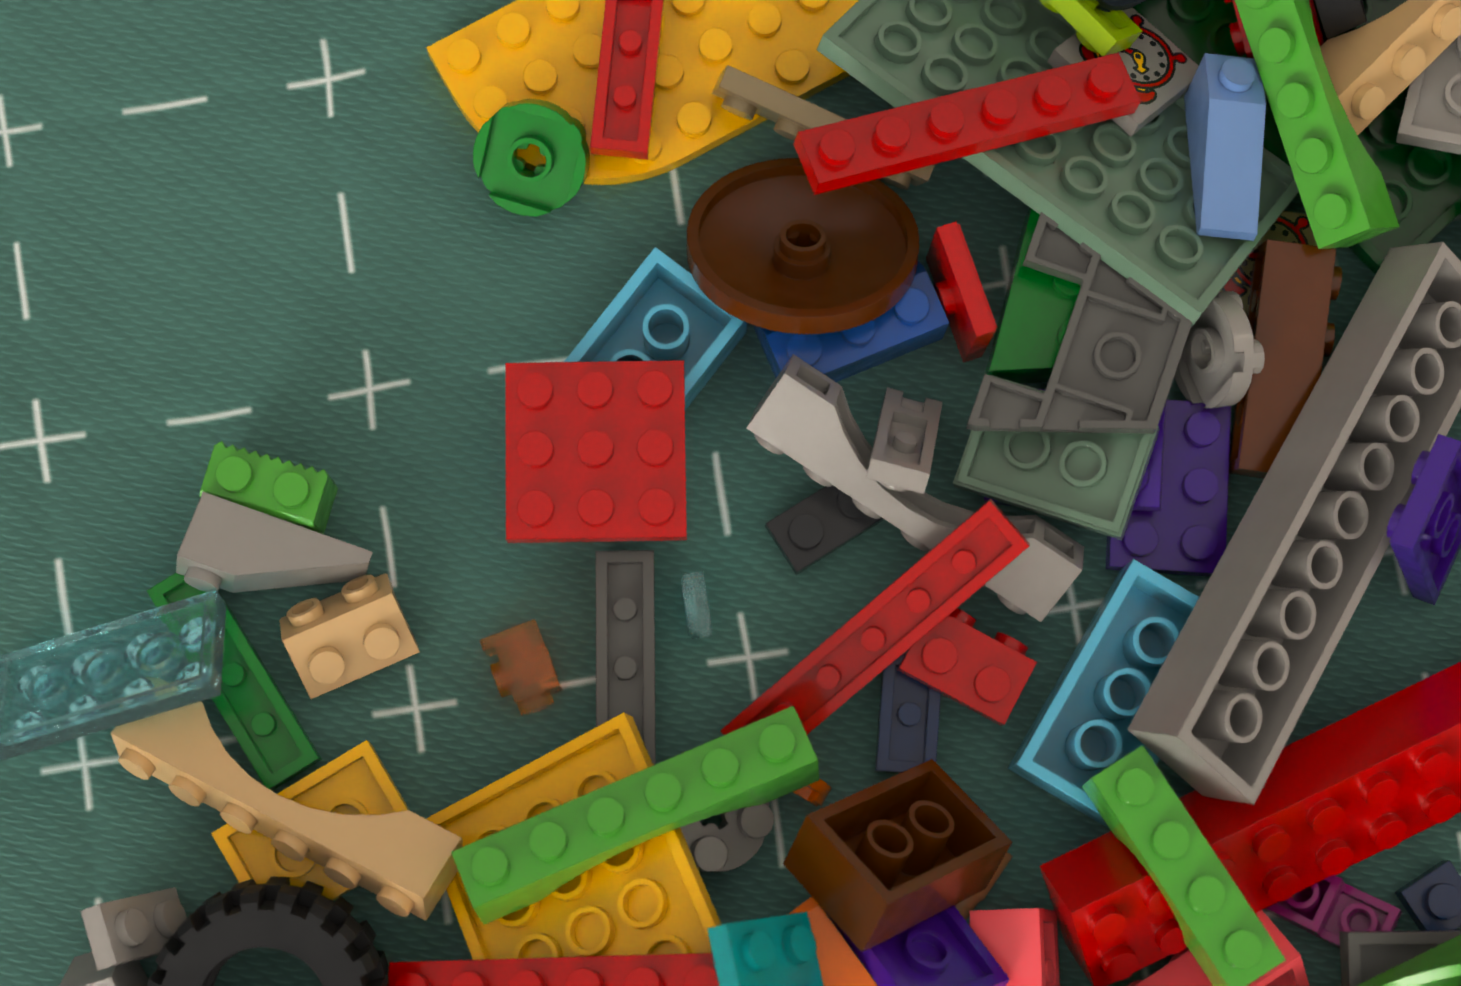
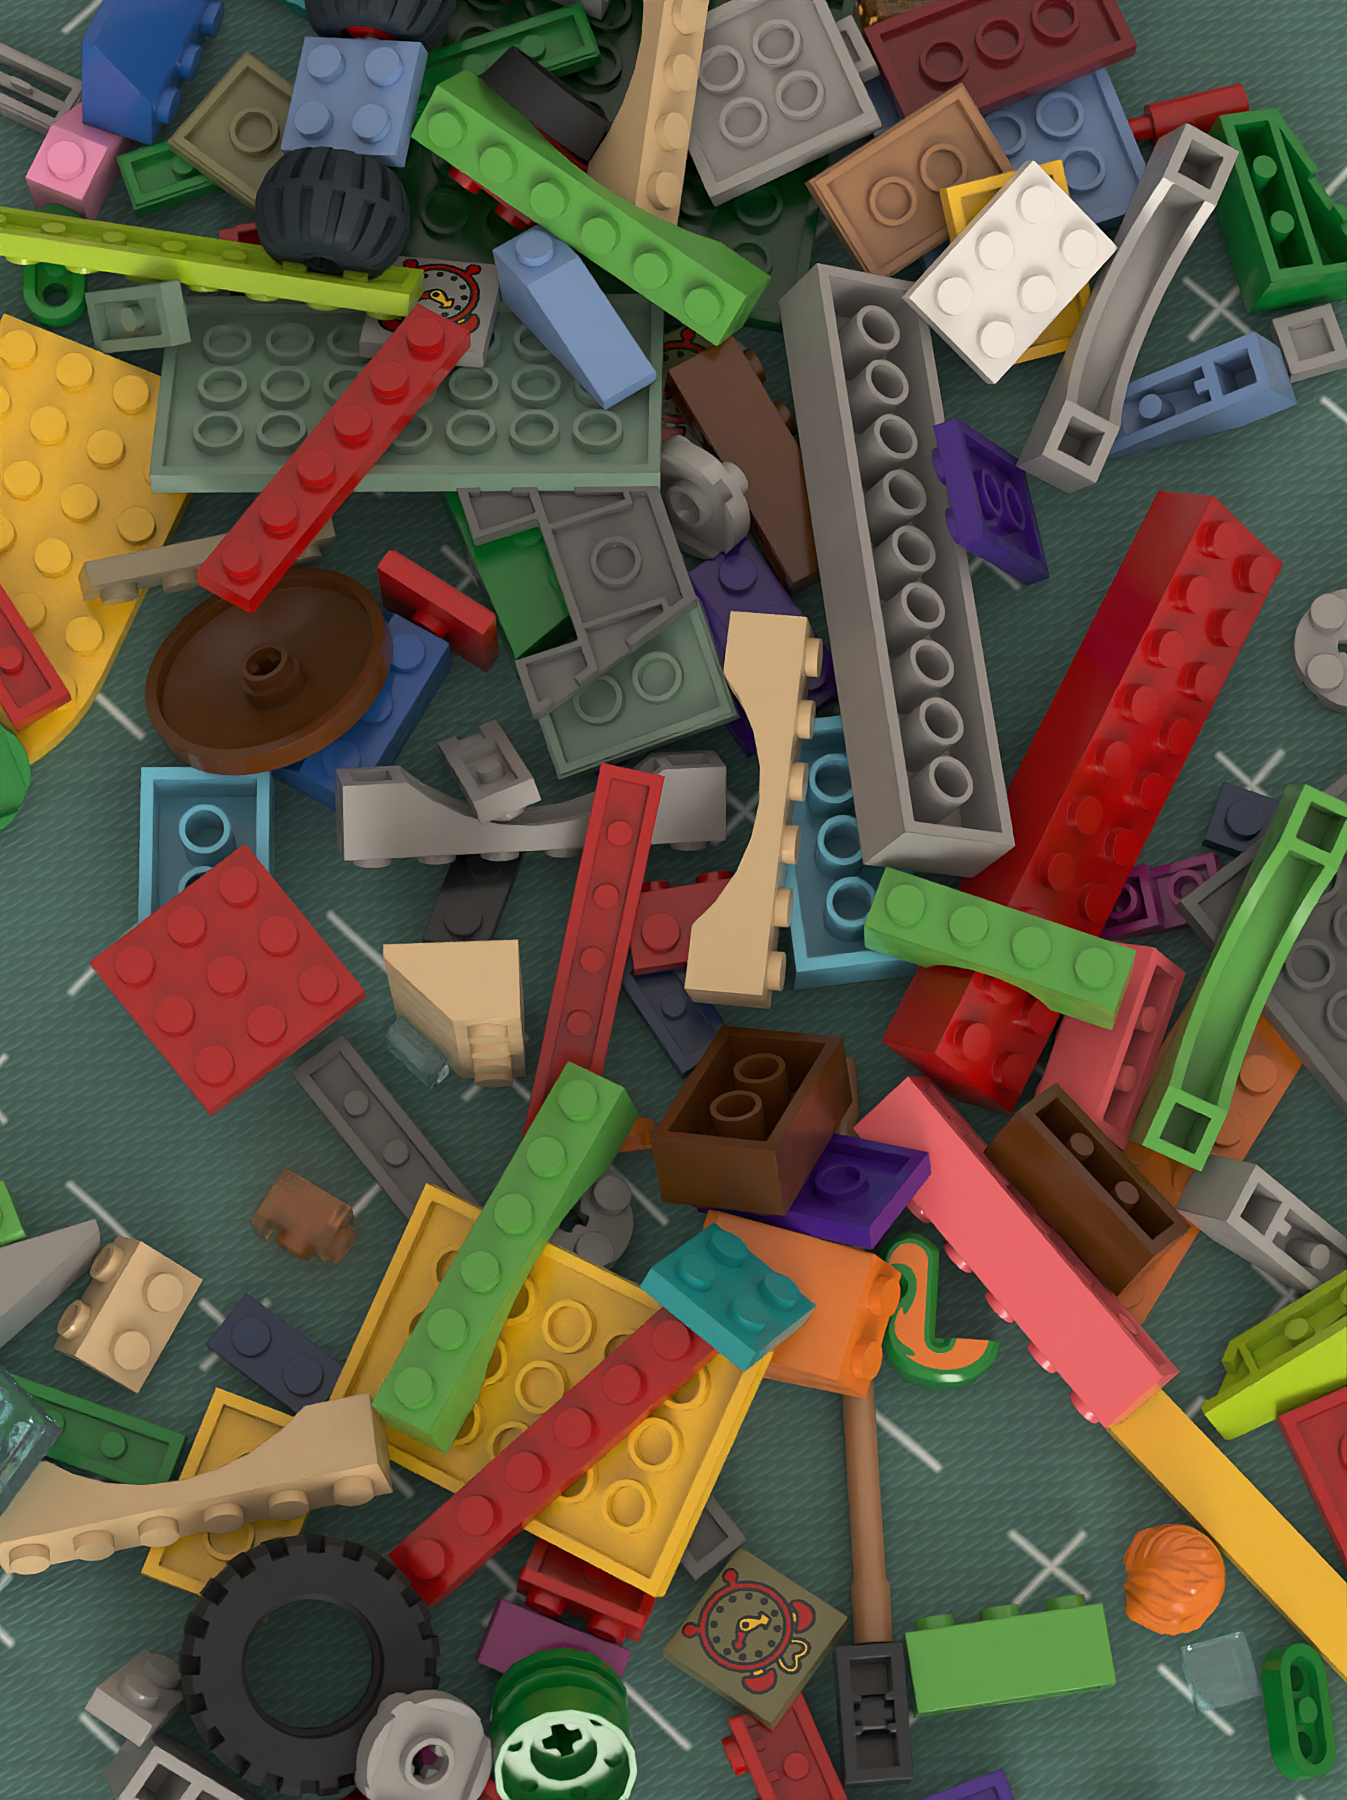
camera: 35 degrees left, 5 degrees down
(428, 750) = (275, 1356): none -> dark blue plate
(752, 605) = (464, 1003): none -> tan slope
(991, 707) = (737, 937): none -> tan arch

